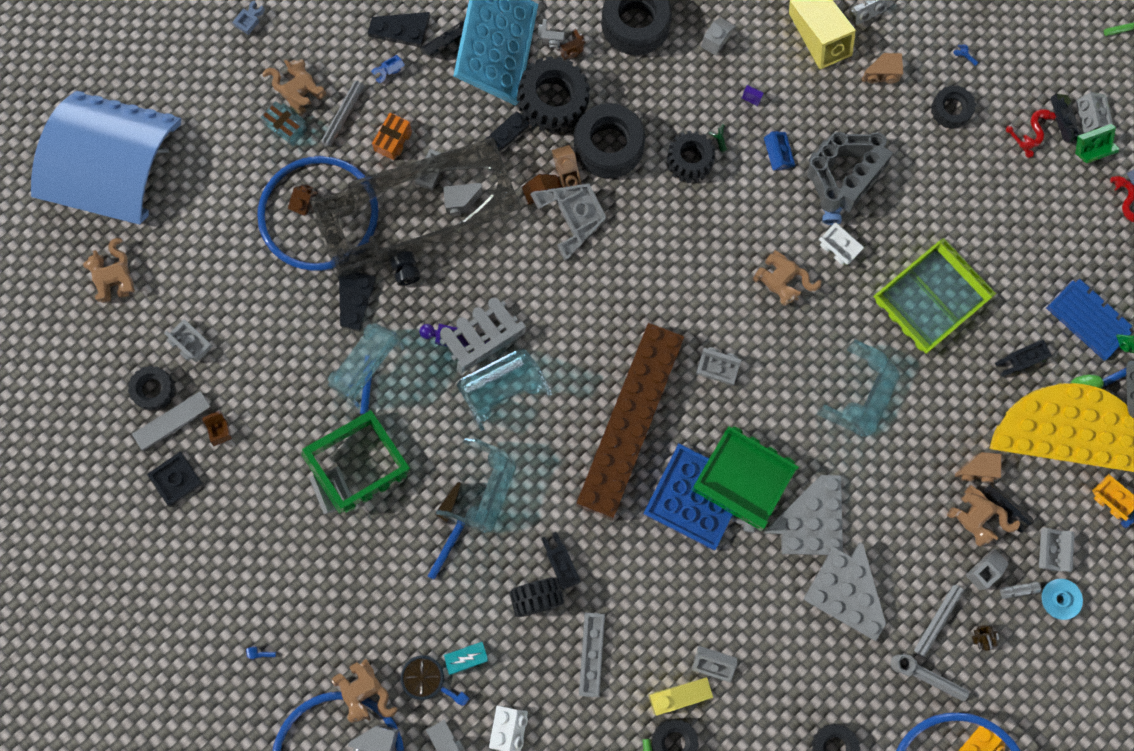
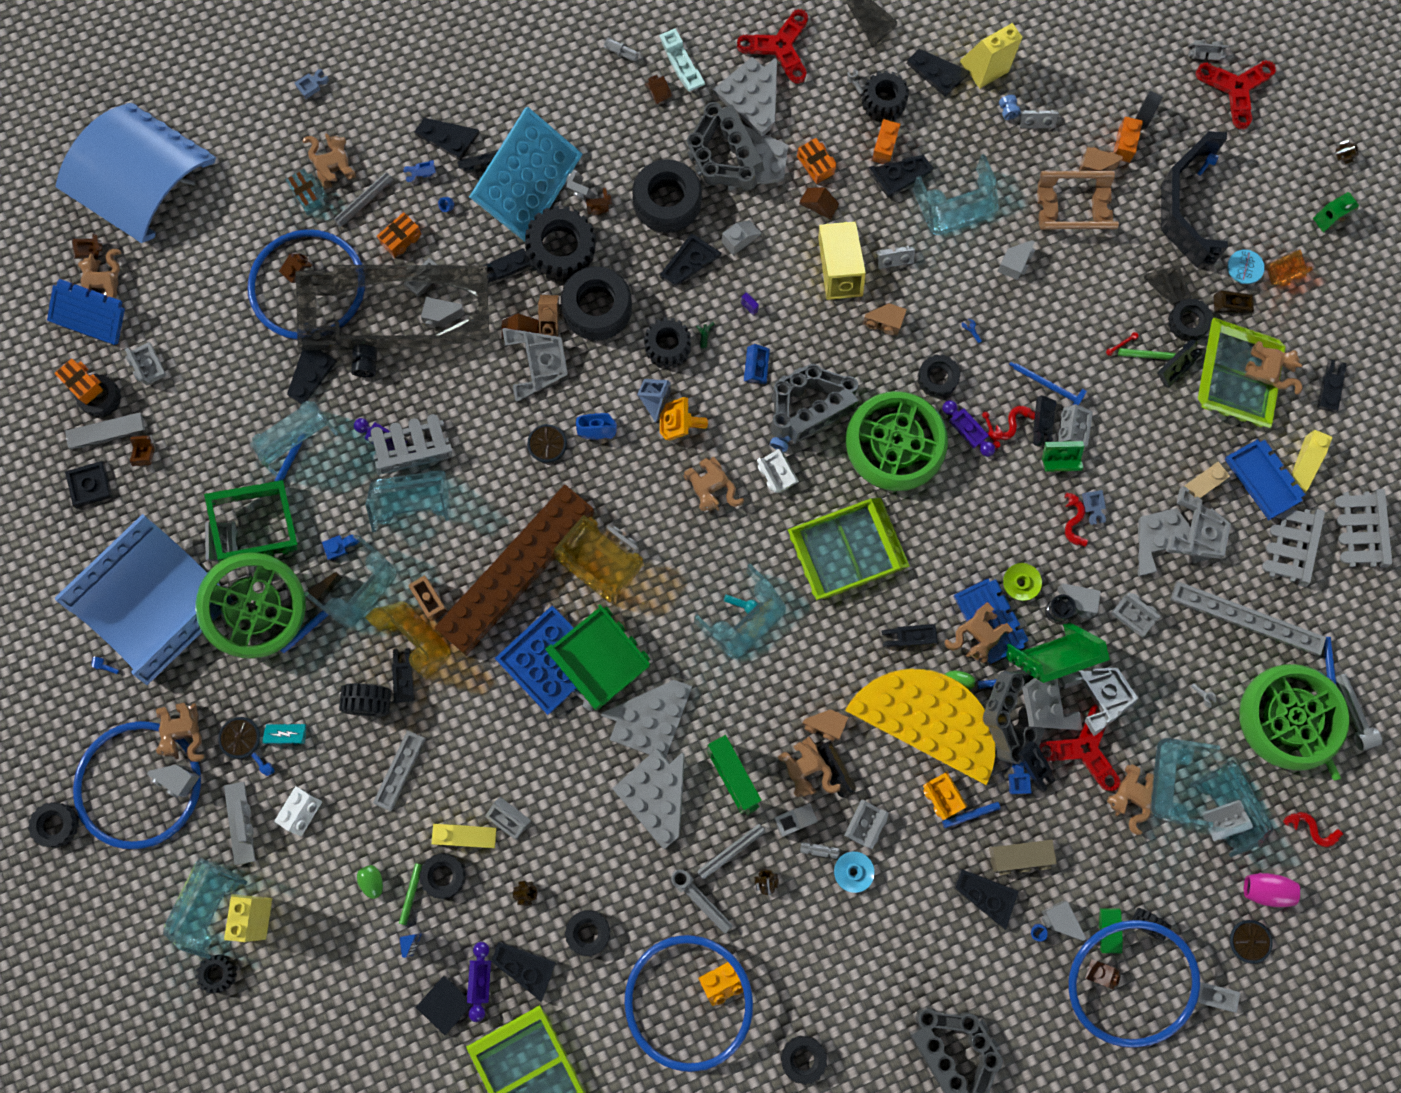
camera: 20 degrees right, 0 degrees up
(84, 247) = (84, 247): none -> reddish brown bracket
(109, 311) = (86, 311): none -> blue hinge
(130, 380) = (79, 382): none -> orange brick
(280, 573) = (141, 598): none -> medium blue panel
(390, 580) = (263, 572): none -> bright green wheel
(424, 95) = (446, 206): none -> blue hinge
(446, 458) = (337, 546): none -> blue plate
(537, 502) = (430, 649): none -> clear yellow windscreen
(557, 477) = (427, 598): none -> medium nougat brick
(611, 290) = (547, 443): none -> dark brown wheel
(653, 258) = (596, 426): none -> blue piece
(678, 73) = (689, 260): none -> black wing
(696, 211) = (654, 395): none -> sand blue slope
(708, 386) = (597, 560): none -> clear yellow windscreen
(727, 226) = (676, 420): none -> light orange piece
(761, 731) = (525, 893): none -> dark brown gear
(863, 381) = (746, 605): none -> teal bar
(924, 547) = (733, 775): none -> green window
(941, 146) = (929, 451): none -> bright green wheel
(999, 146) = (968, 428): none -> dark purple plate
(1087, 87) = (1076, 399): none -> blue piece
(1095, 333) = (982, 631): none -> medium nougat animal
(1111, 267) = (1030, 577): none -> lime dish
(1113, 13) = (1134, 336): none -> red hinge

